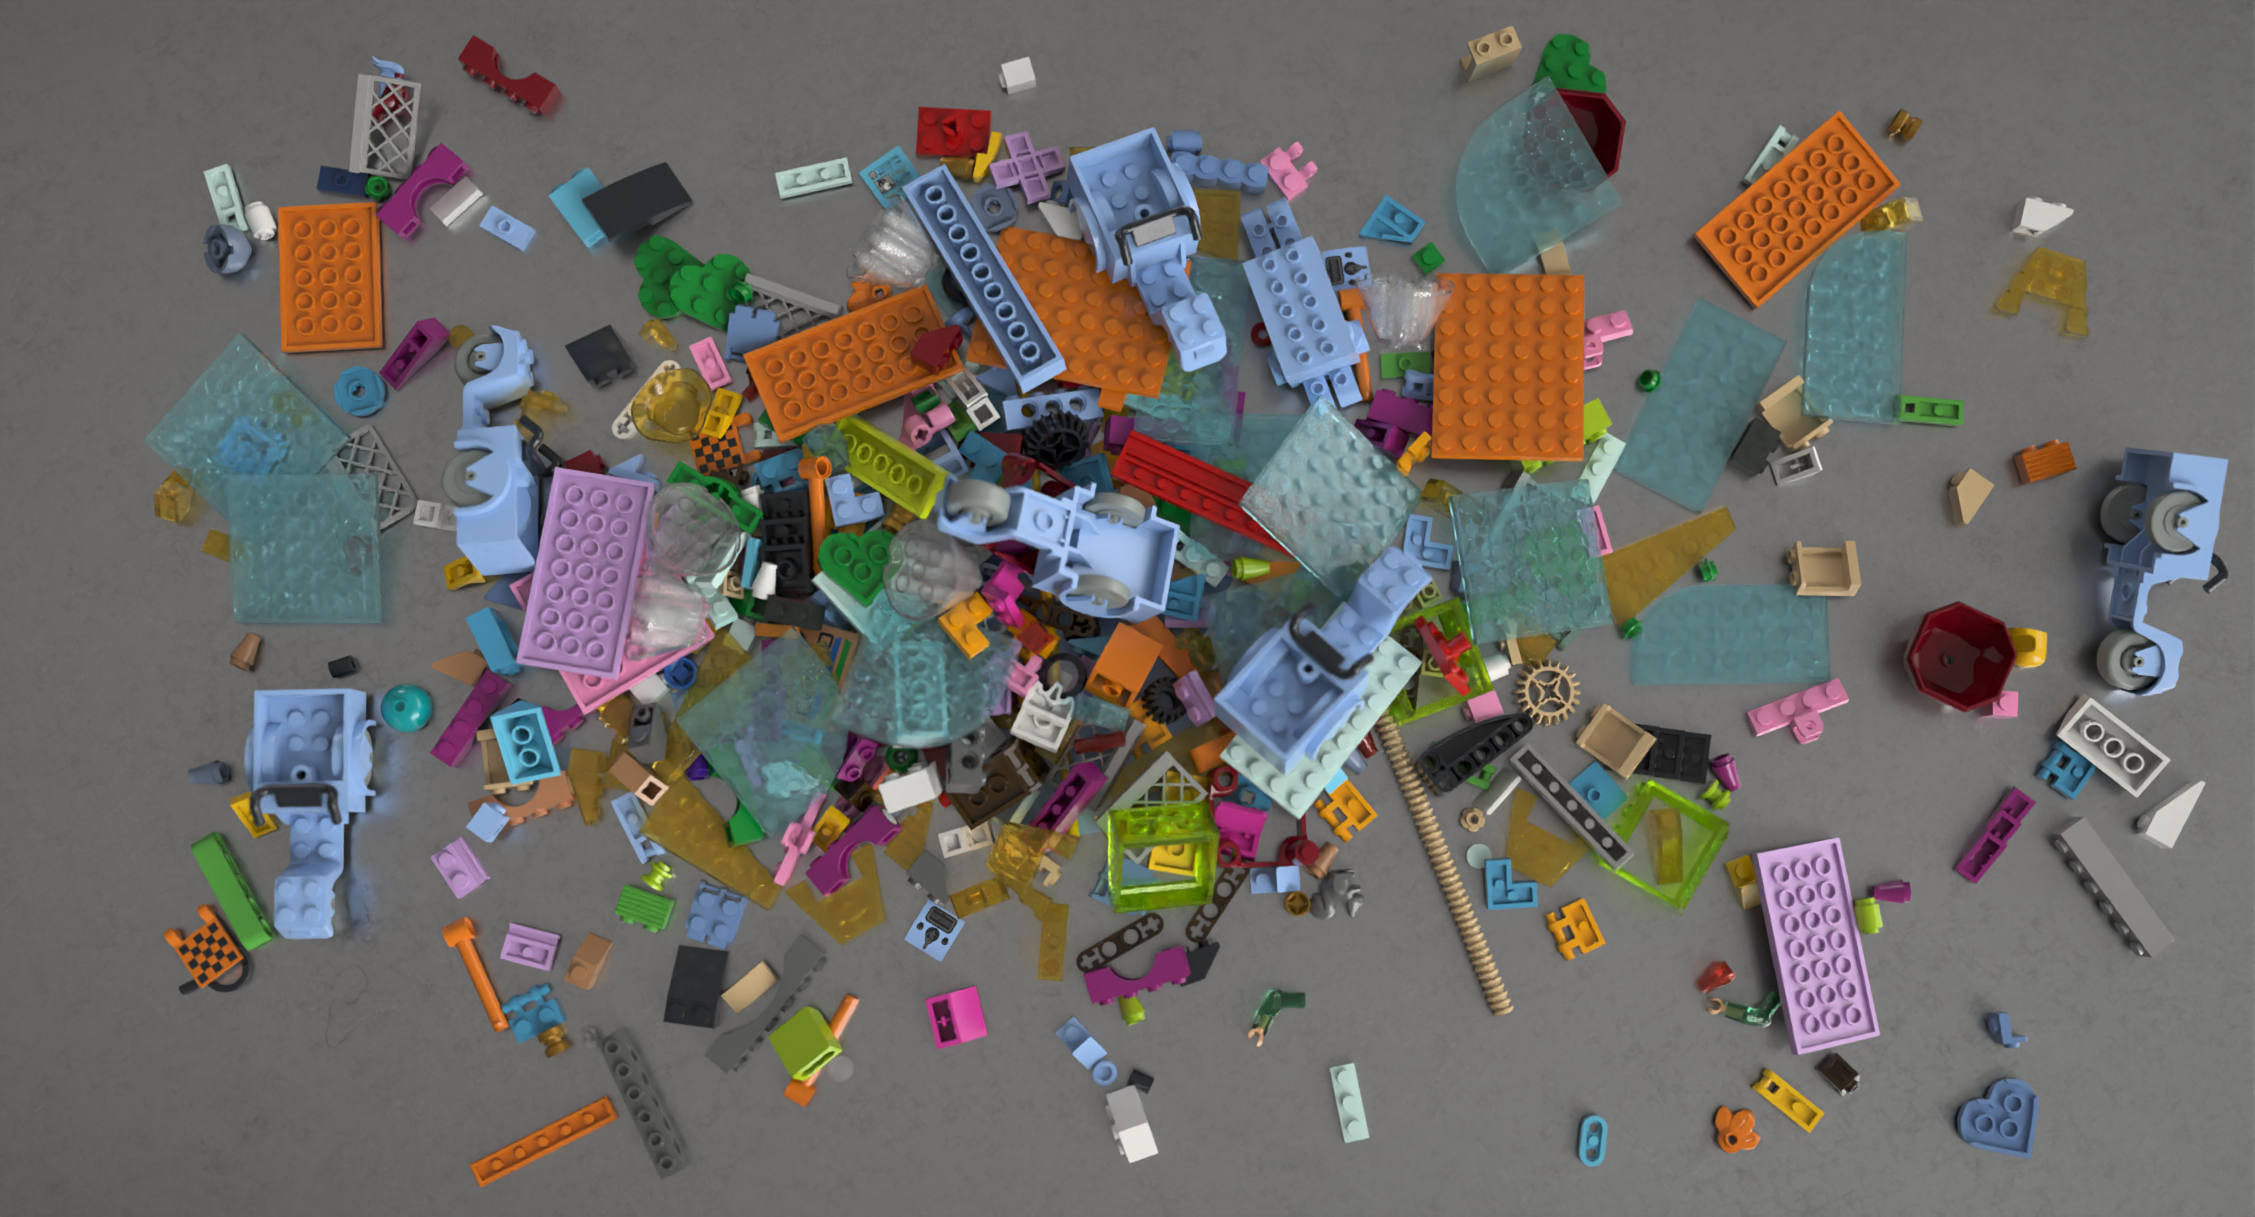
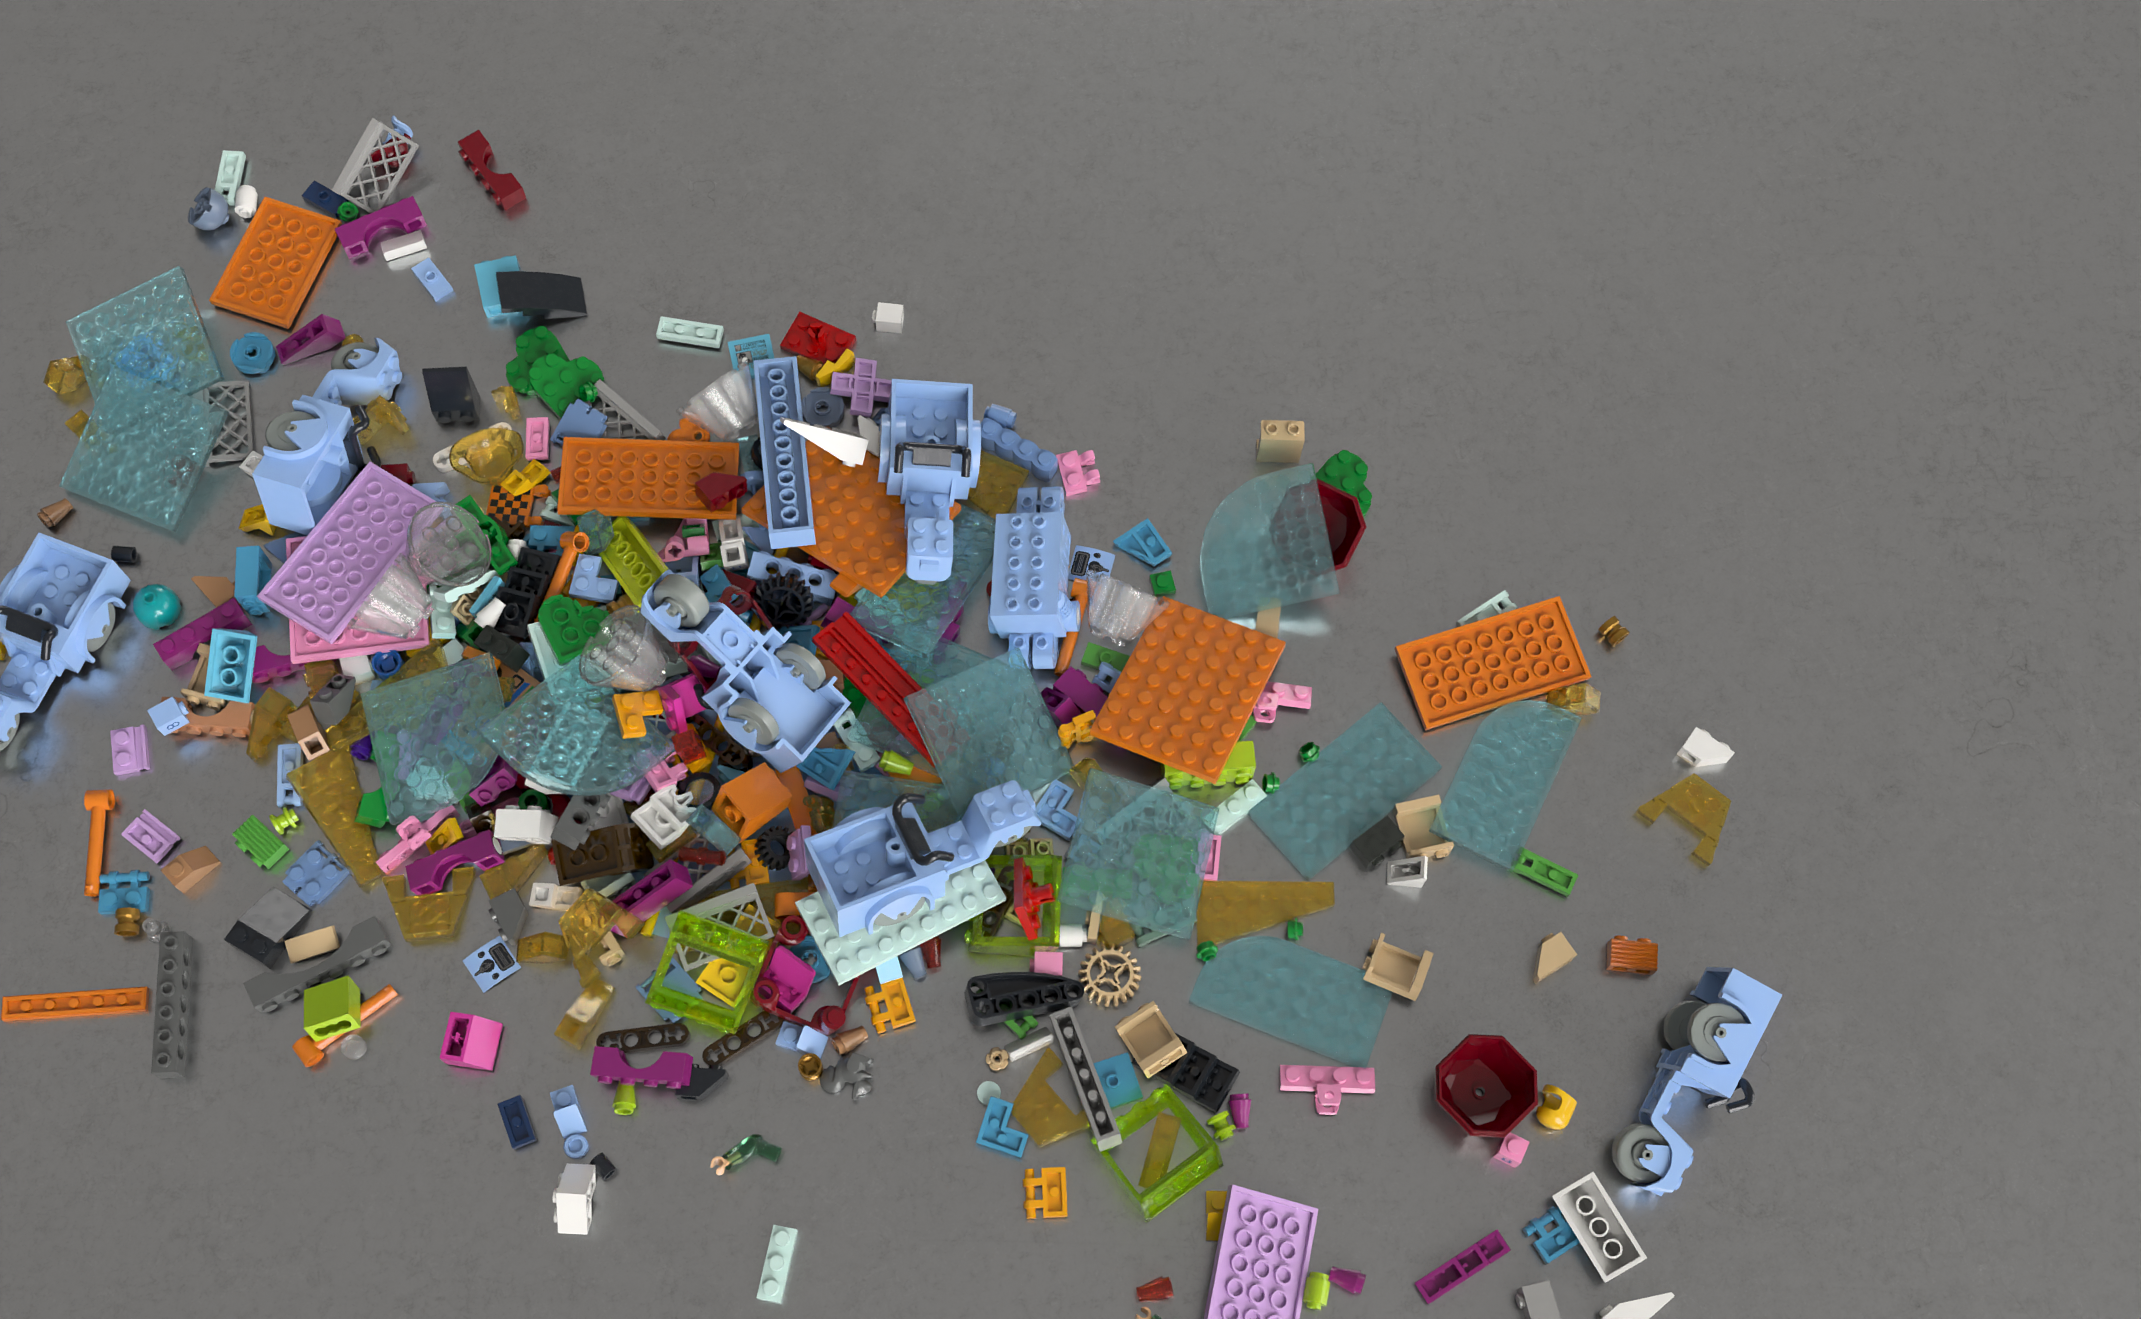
camera: 25 degrees right, 15 degrees down
(1035, 244) = (843, 444): none -> white wedge
(1037, 1074) = (517, 1122): none -> dark blue plate
(1443, 865) = (953, 1093): tan piece -> none
(1623, 428) = (1270, 782): none -> green plate

